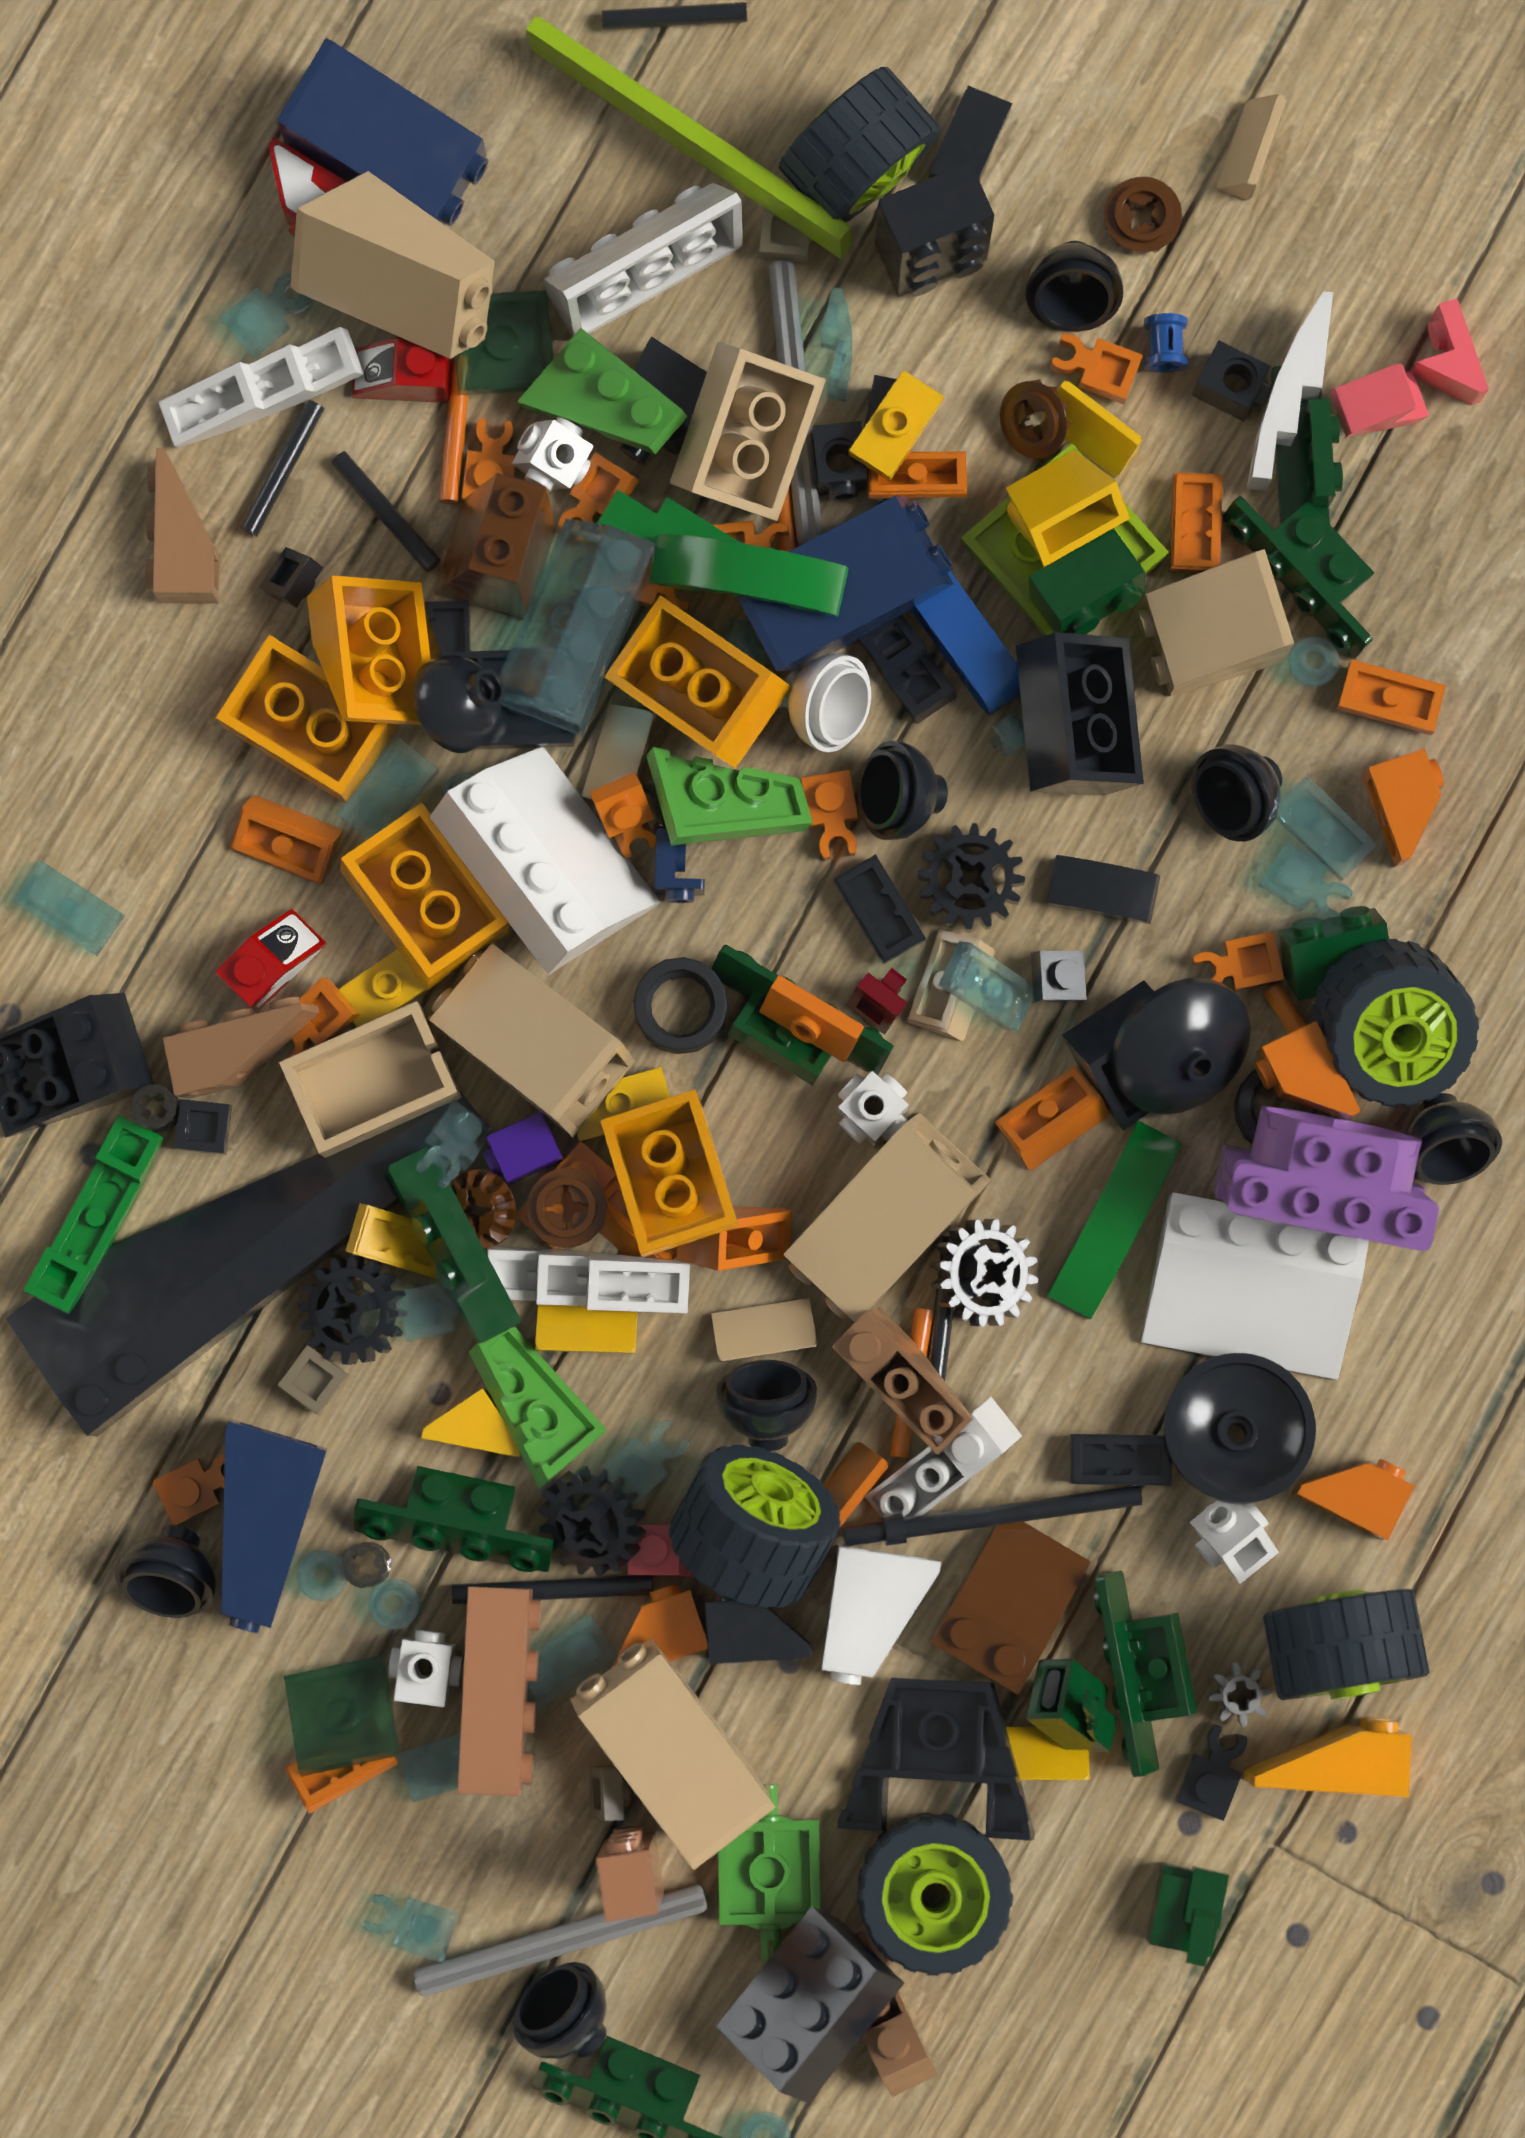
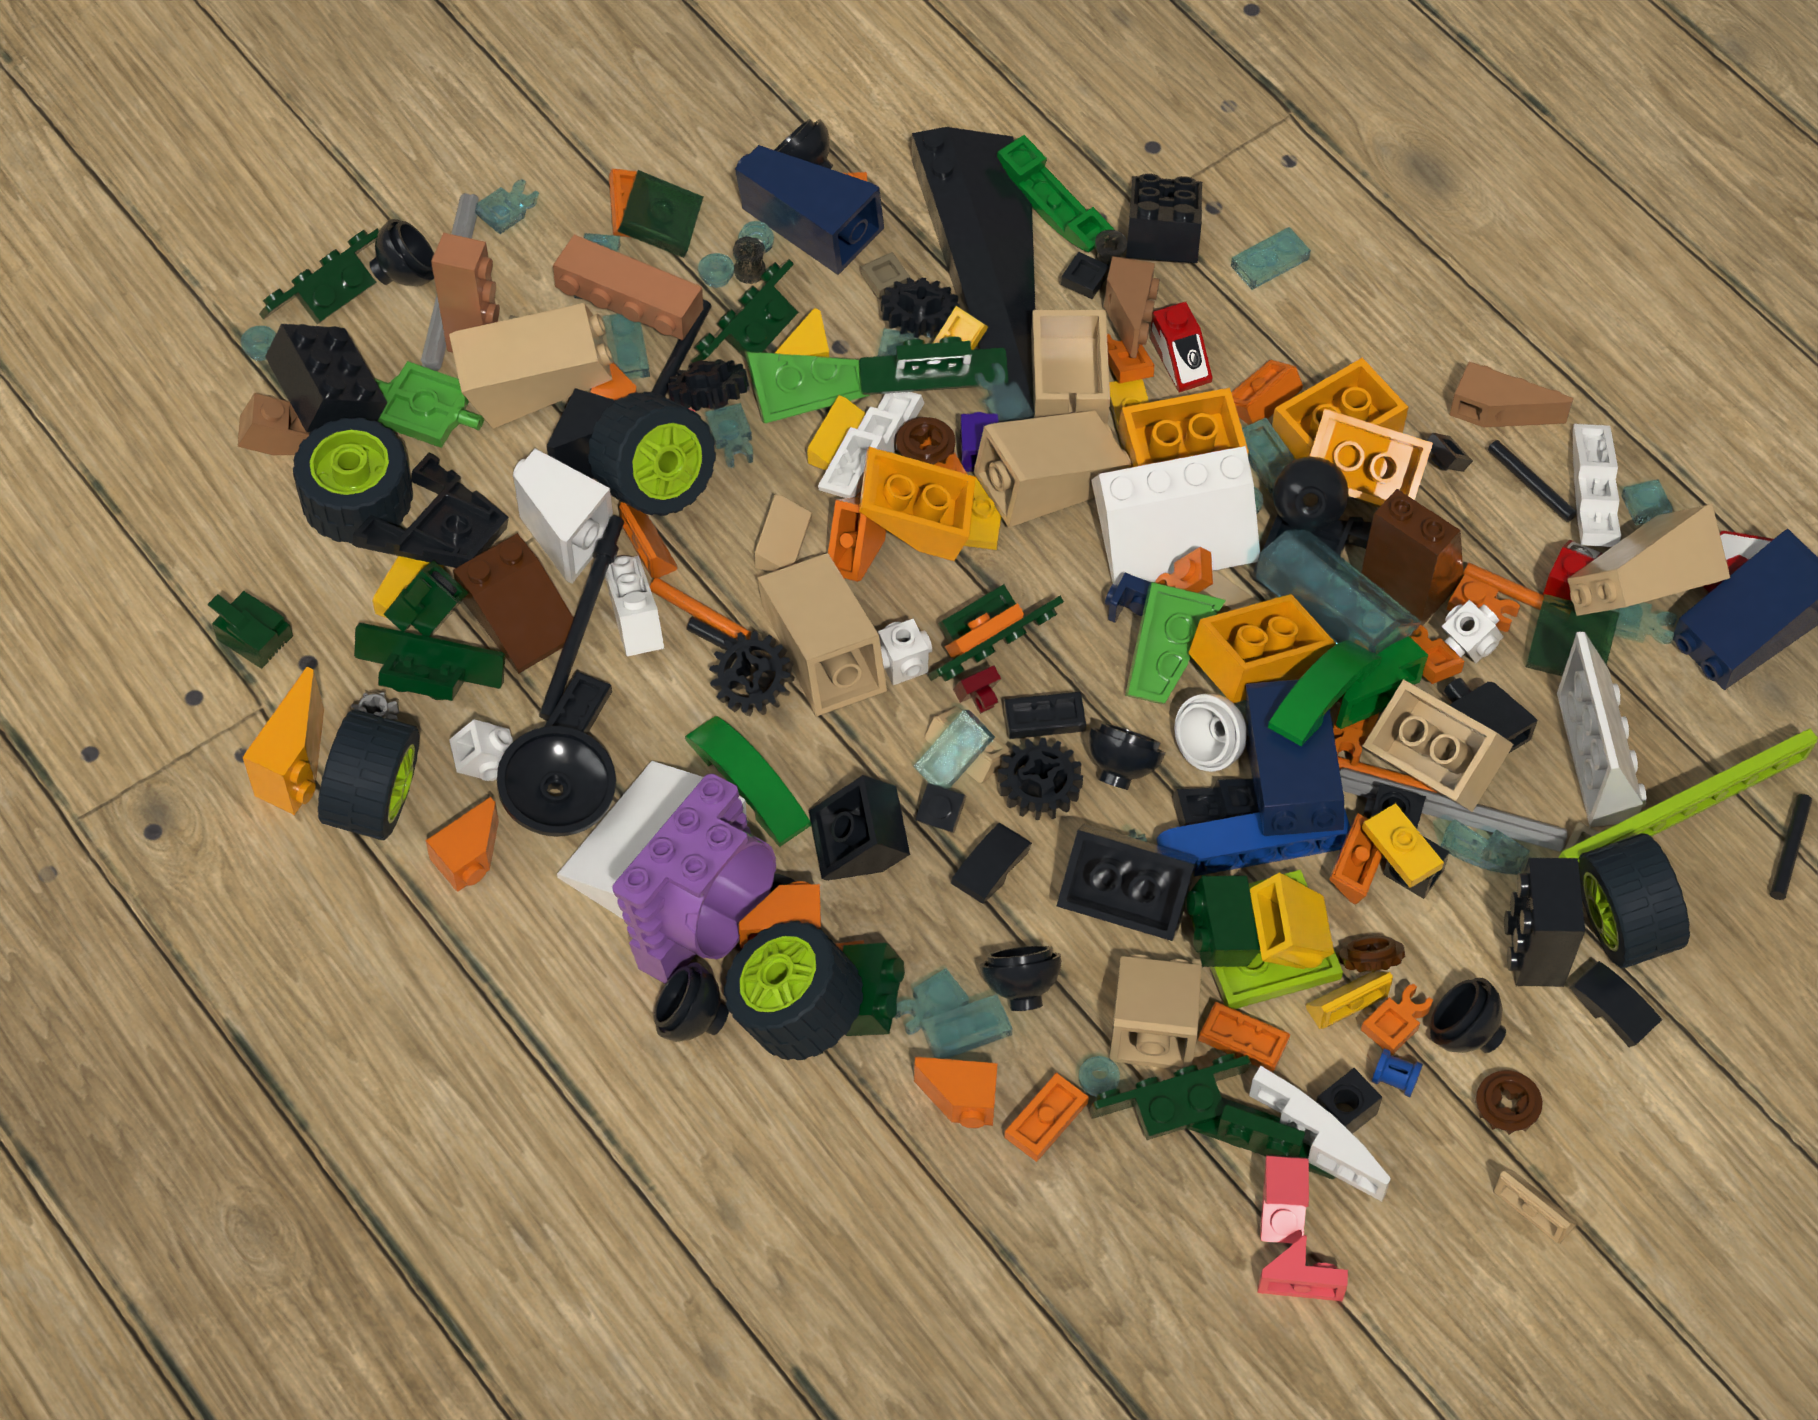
camera: 110 degrees right, 25 degrees down
(385, 511) = (1494, 524): black bar -> none
(411, 1683) = (665, 255): white brick -> none
(489, 1190) = (951, 402): reddish brown gear -> none
(603, 395) = (1503, 672): bright green wing -> none
(672, 969) = (1034, 545): black tyre -> none
(766, 1401) = (733, 508): black piece -> none
(831, 806) = (1135, 715): orange plate -> none
(903, 1378) = (710, 589): medium nougat slope -> none
(1053, 1118) = (836, 760): orange slope -> none
(1181, 1046) = (849, 849): black dish -> none
(1209, 1781) = (334, 684): black plate -> none
(1248, 962) = (893, 927): orange plate -> none

